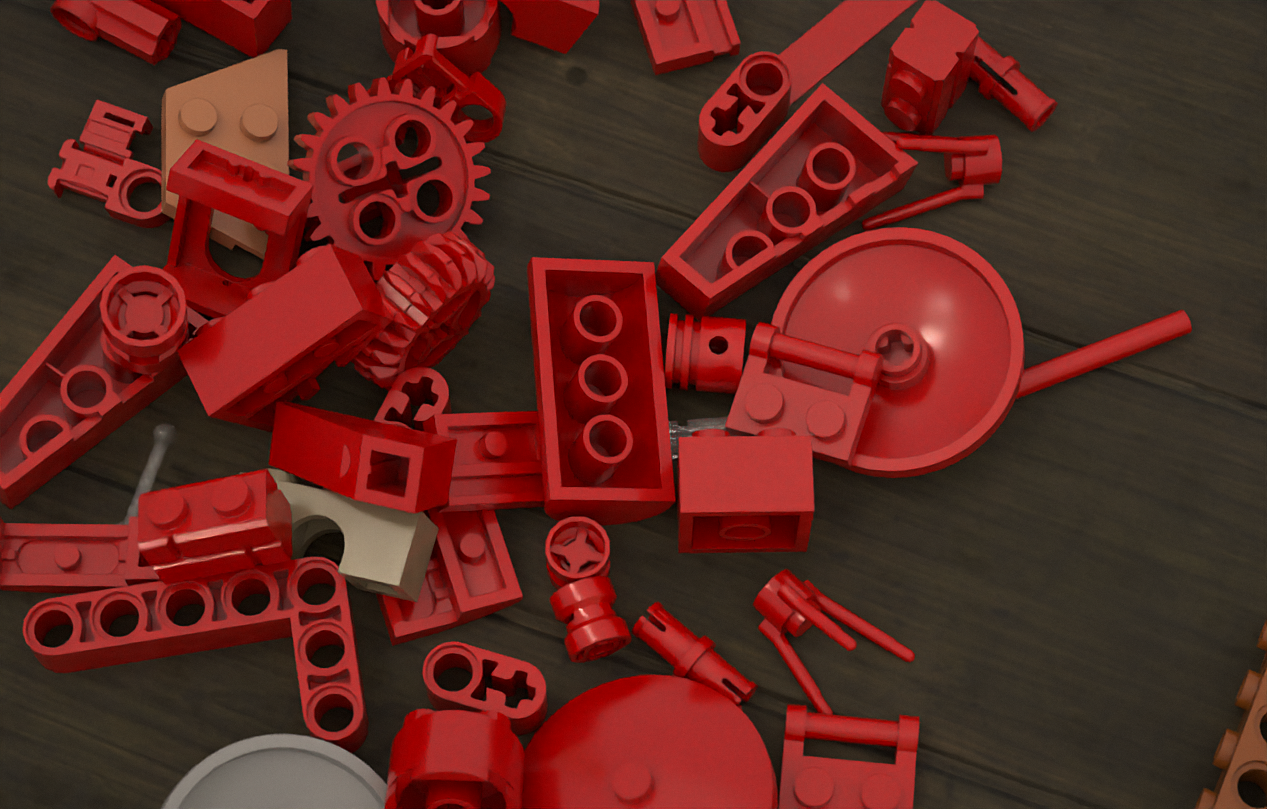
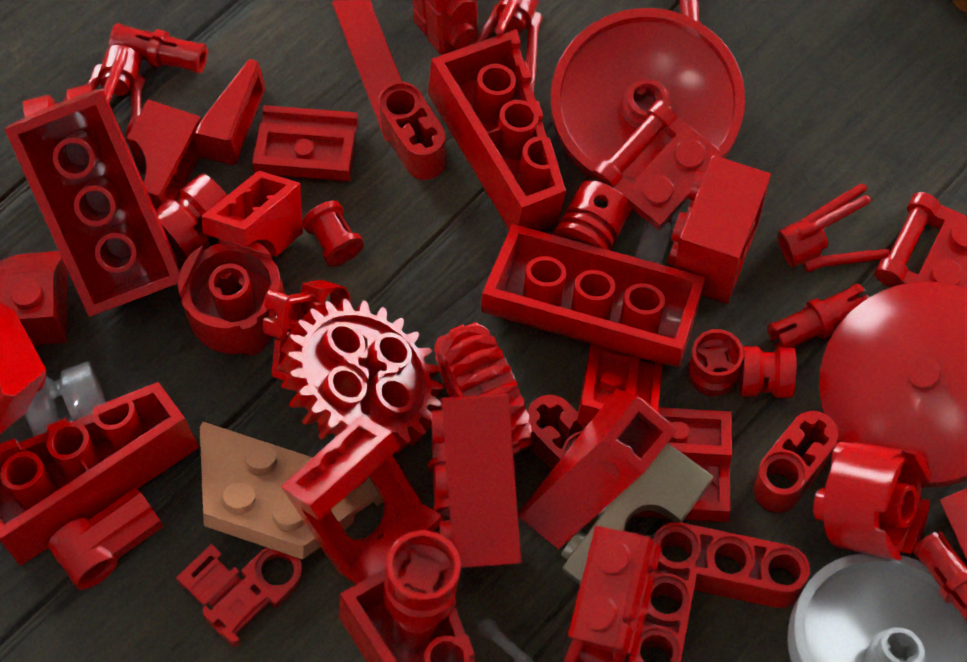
camera: 65 degrees left, 5 degrees down
(572, 83) = (333, 233): none -> red bush

